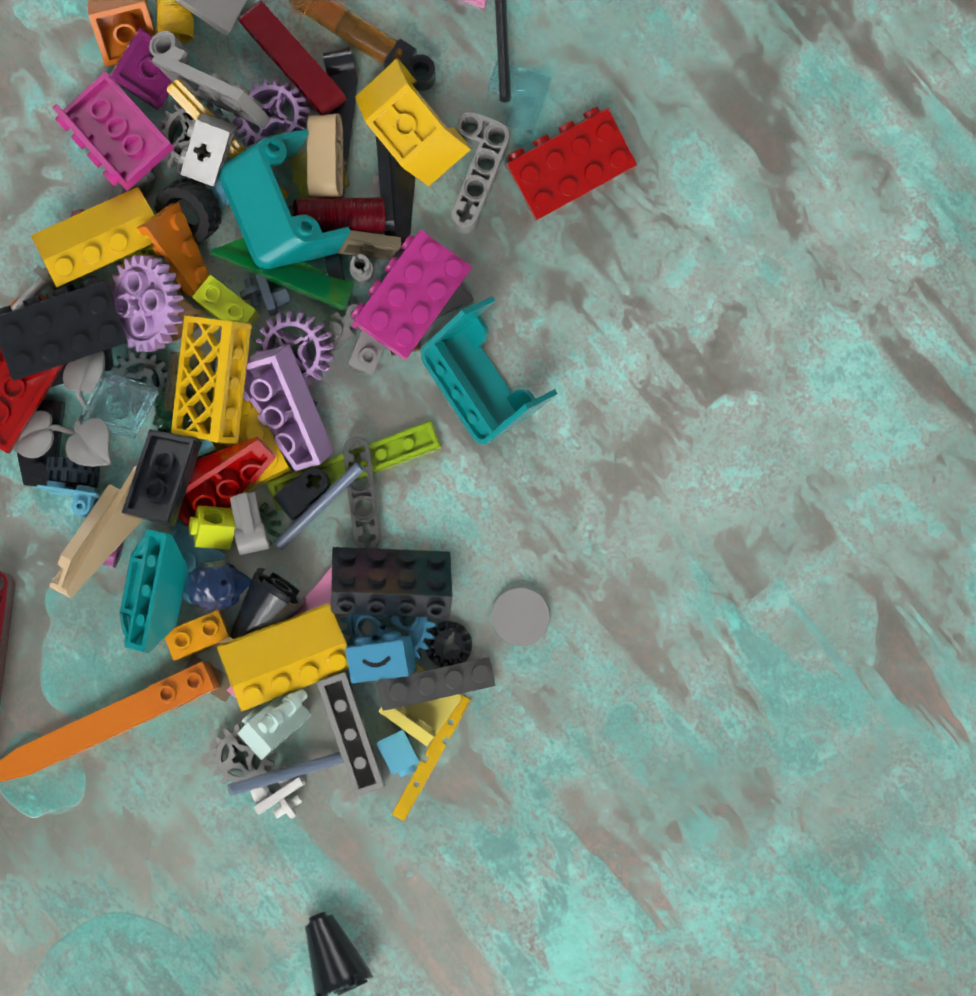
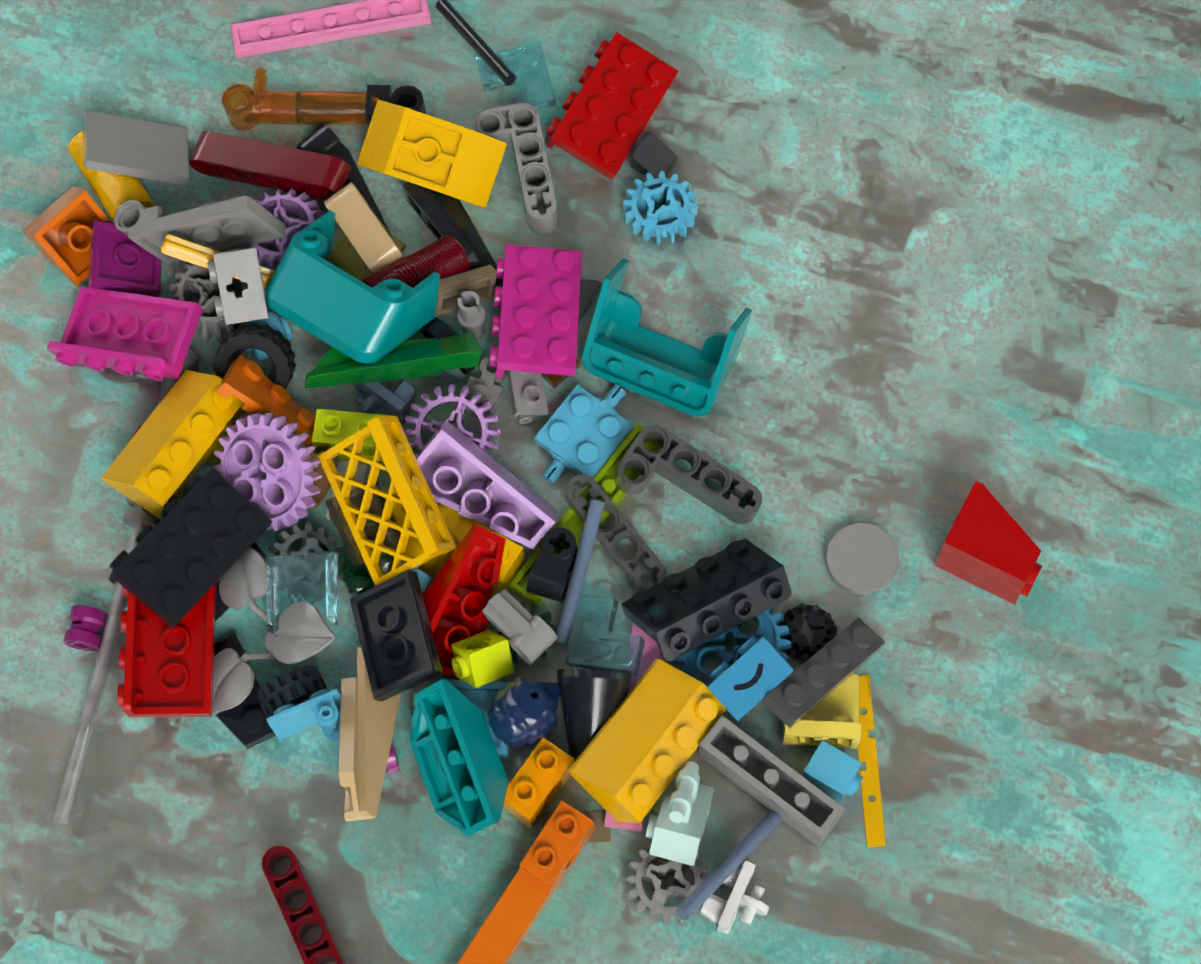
camera: 30 degrees left, 15 degrees down
(298, 561) = (593, 642): none -> clear light blue plate
(388, 404) = (583, 433): none -> medium azure plate
(438, 489) = (690, 481): none -> dark grey beam
(545, 255) = (668, 218): none -> medium azure gear
(573, 222) = (652, 156): none -> black slope
(607, 669) = (990, 548): none -> red slope

